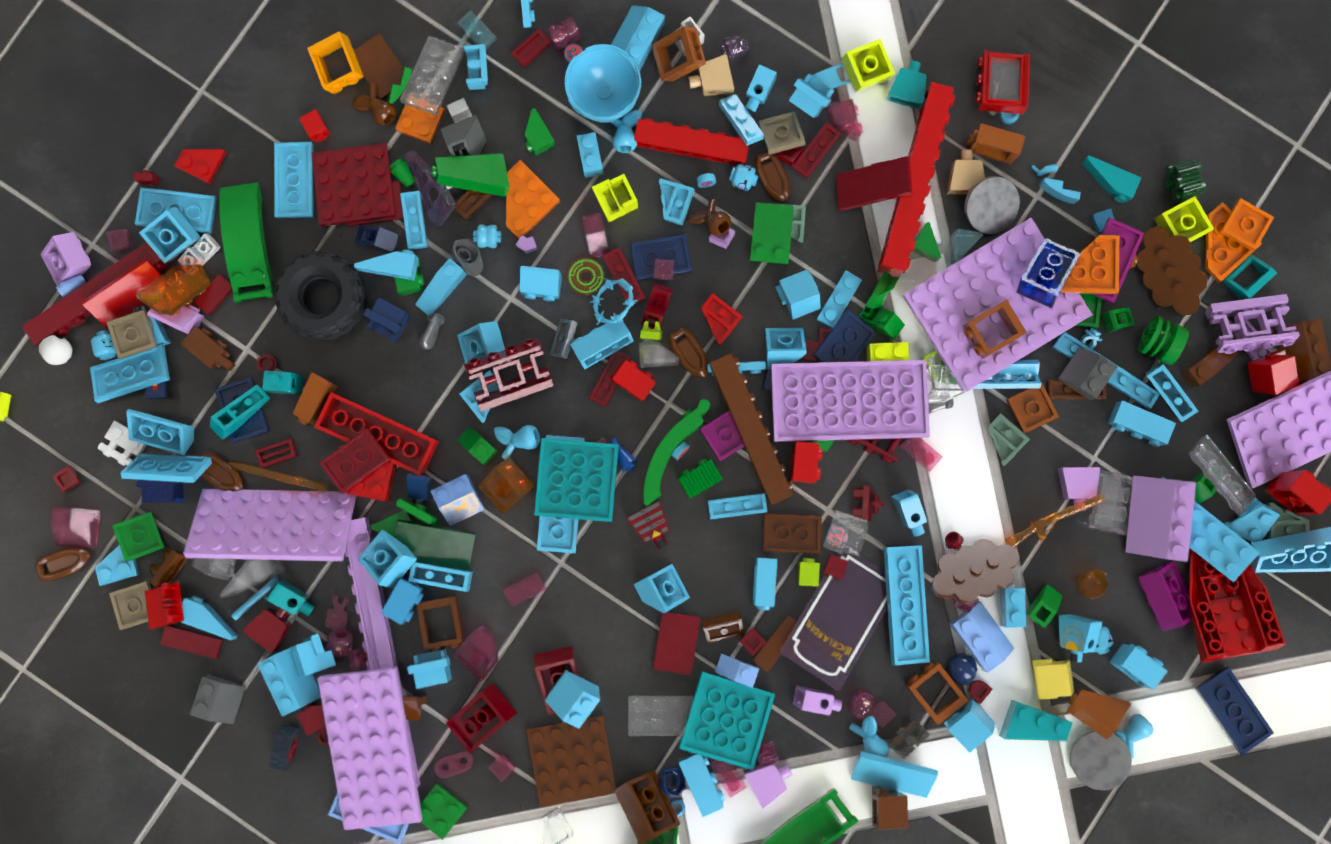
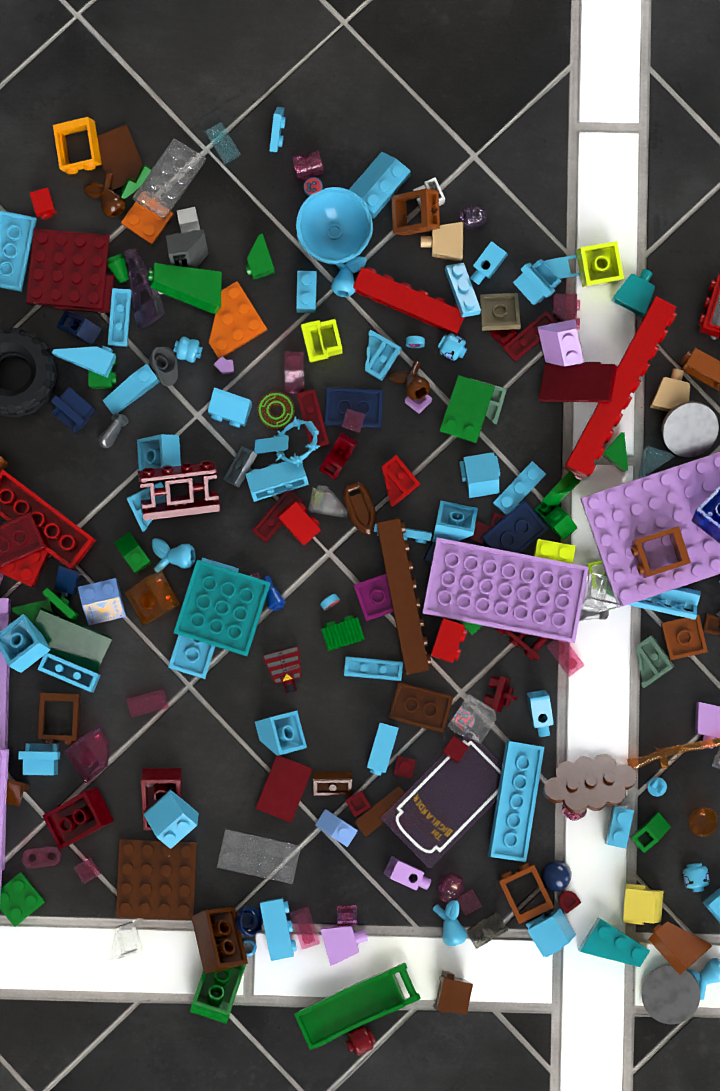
camera: 10 degrees right, 0 degrees up
(402, 600) = (27, 687): dark azure slope -> none
(470, 203) = (178, 313): reddish brown plate -> none
(476, 66) = (214, 180): medium azure window -> none
(531, 48) = (272, 171): dark red tile -> none
(589, 310) = (271, 444): none -> medium azure sticker
(648, 333) = (327, 481): lime tile -> none
(688, 425) = (342, 579): green windscreen -> none
(726, 720) = (315, 874): teal plate -> none
(773, 177) = (481, 353): reddish brown piece -> none
(789, 595) = (404, 767): none -> dark red plate
(808, 572) = (427, 748): lime brick -> none
(848, 149) = (561, 343): none -> lavender slope
(894, 774) = (465, 962): medium azure tile -> none
(953, 540) = (576, 749): dark red plate -> none
(982, 637) = (583, 849): light blue slope -> none
(1039, 559) = (657, 786): none -> medium azure plate
(1078, 635) = (676, 868): medium azure torso -> none

